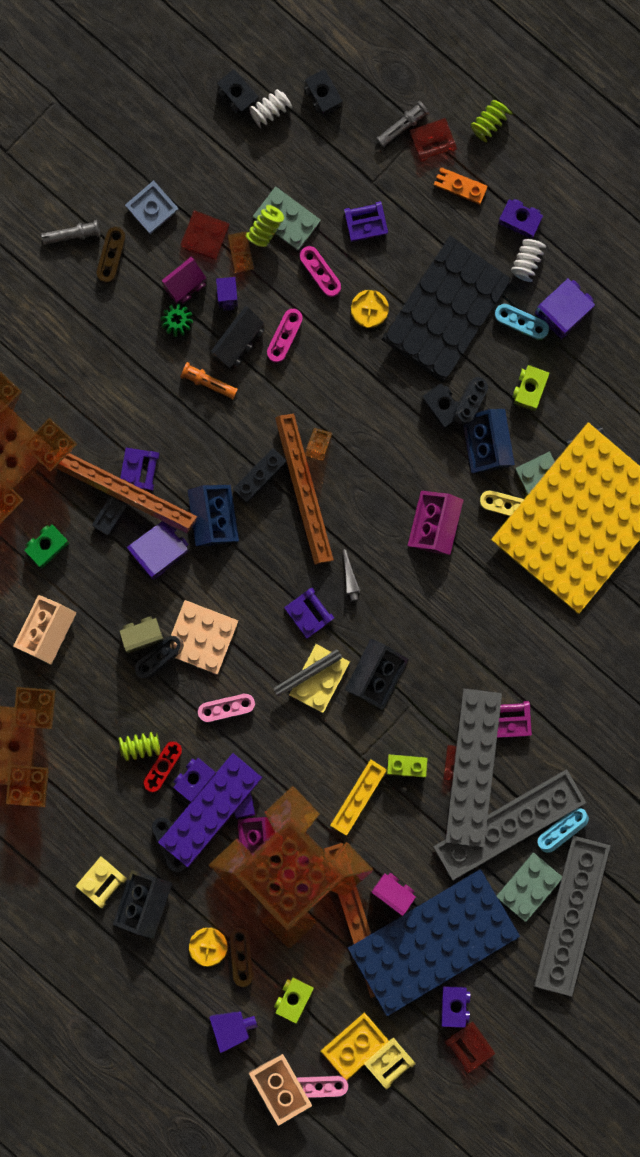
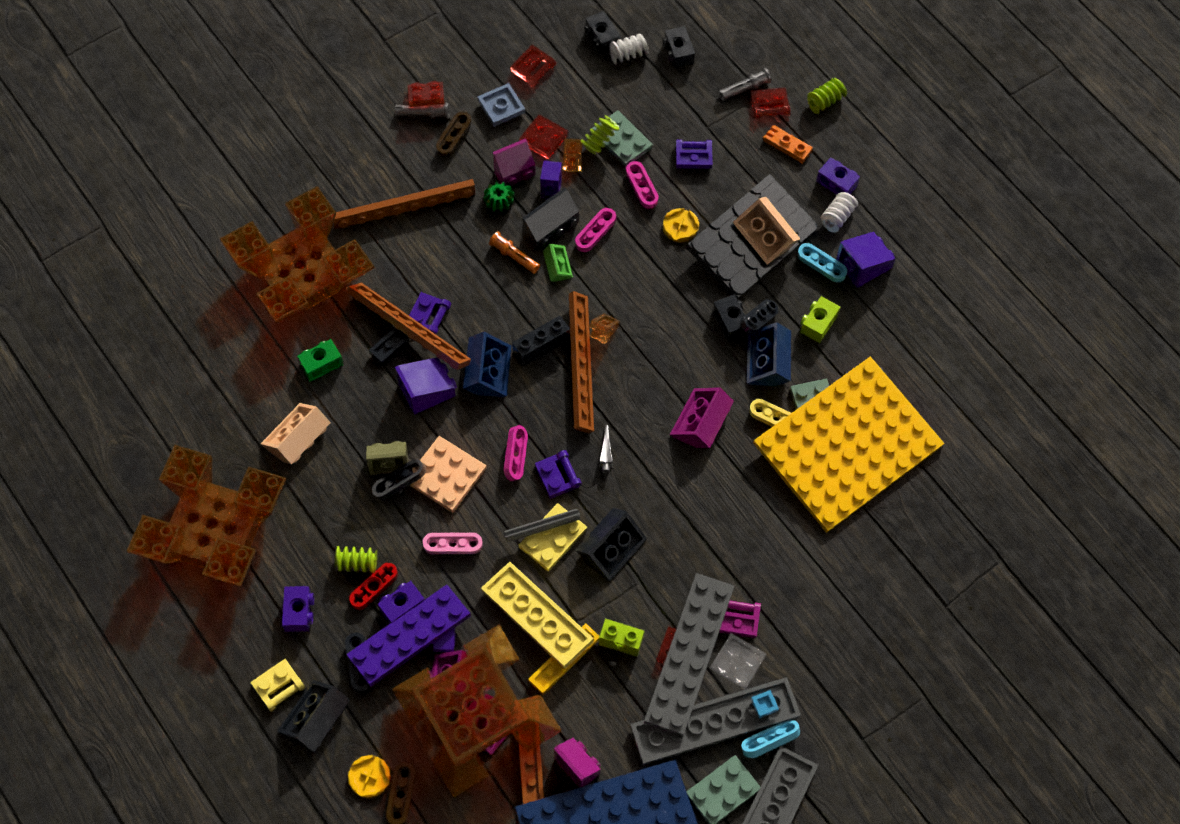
camera: 15 degrees right, 20 degrees down
(70, 214) = (426, 94): none -> clear red plate
(90, 348) = (404, 203): none -> dark orange plate
(90, 798) = (294, 597): none -> dark purple brick
(167, 148) = (528, 62): none -> clear red plate
(254, 381) = (557, 262): none -> bright green slope
(263, 601) = (515, 453): none -> dark pink plate
(323, 762) = (537, 615): none -> light yellow plate
(460, 303) = (766, 230): none -> light nougat slope
(519, 763) = (738, 661): none -> clear plate
(551, 801) = (764, 704): none -> dark azure plate

